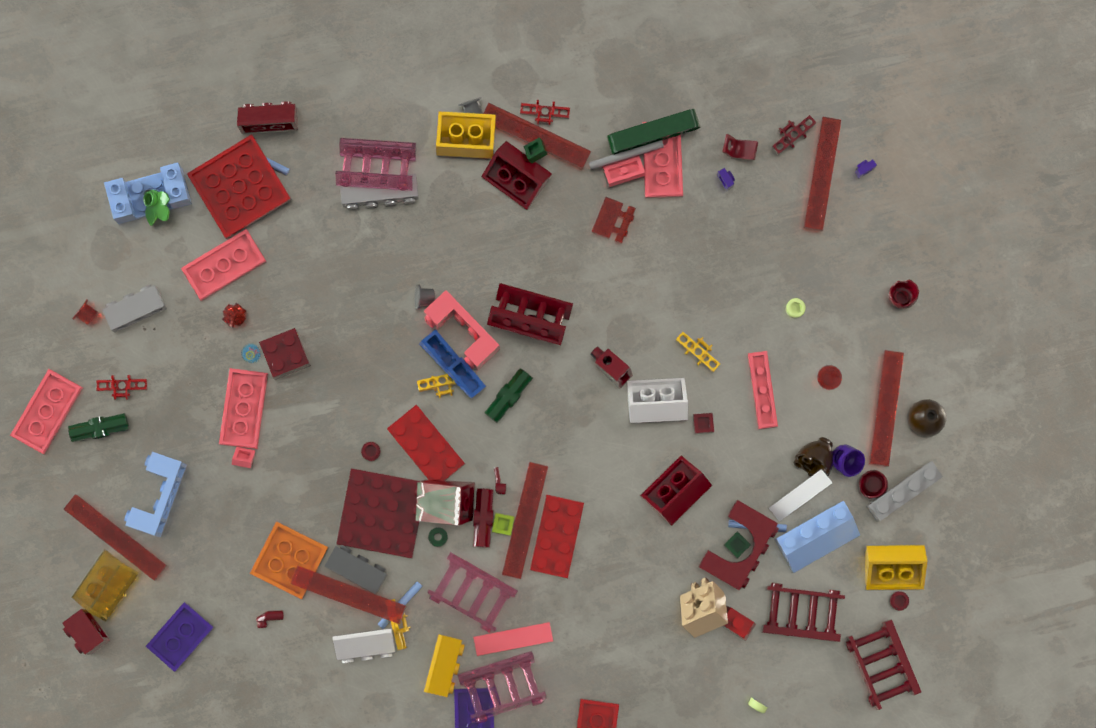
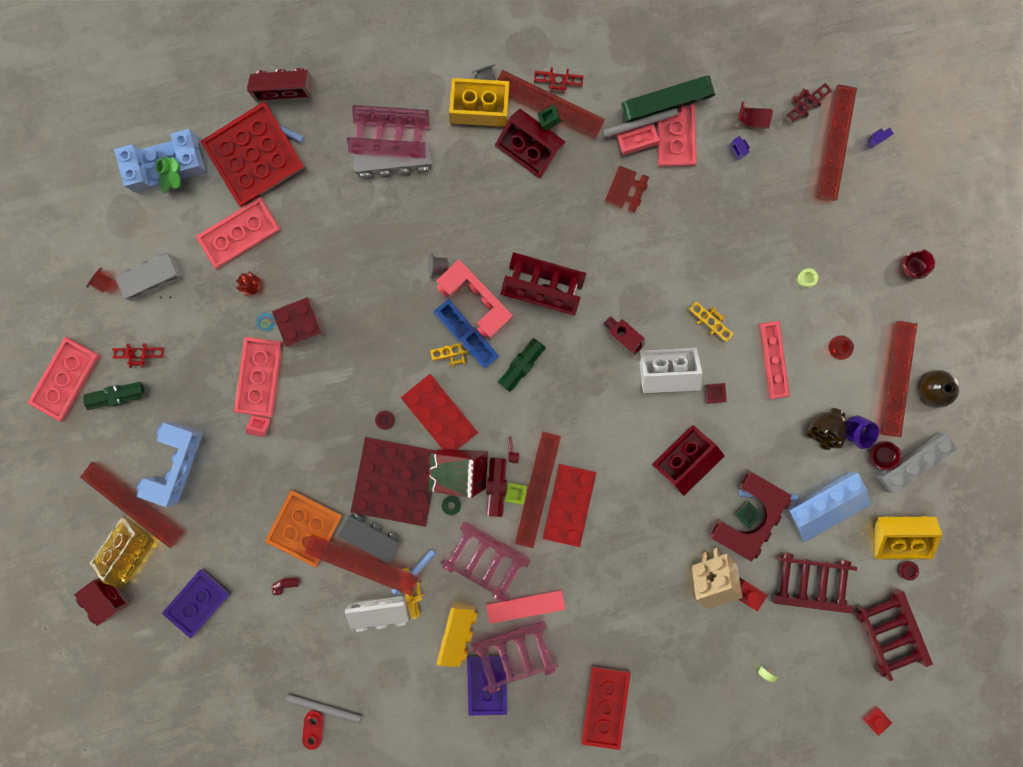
camera: 10 degrees right, 5 degrees up
(800, 495) = (813, 466): white sticker -> none

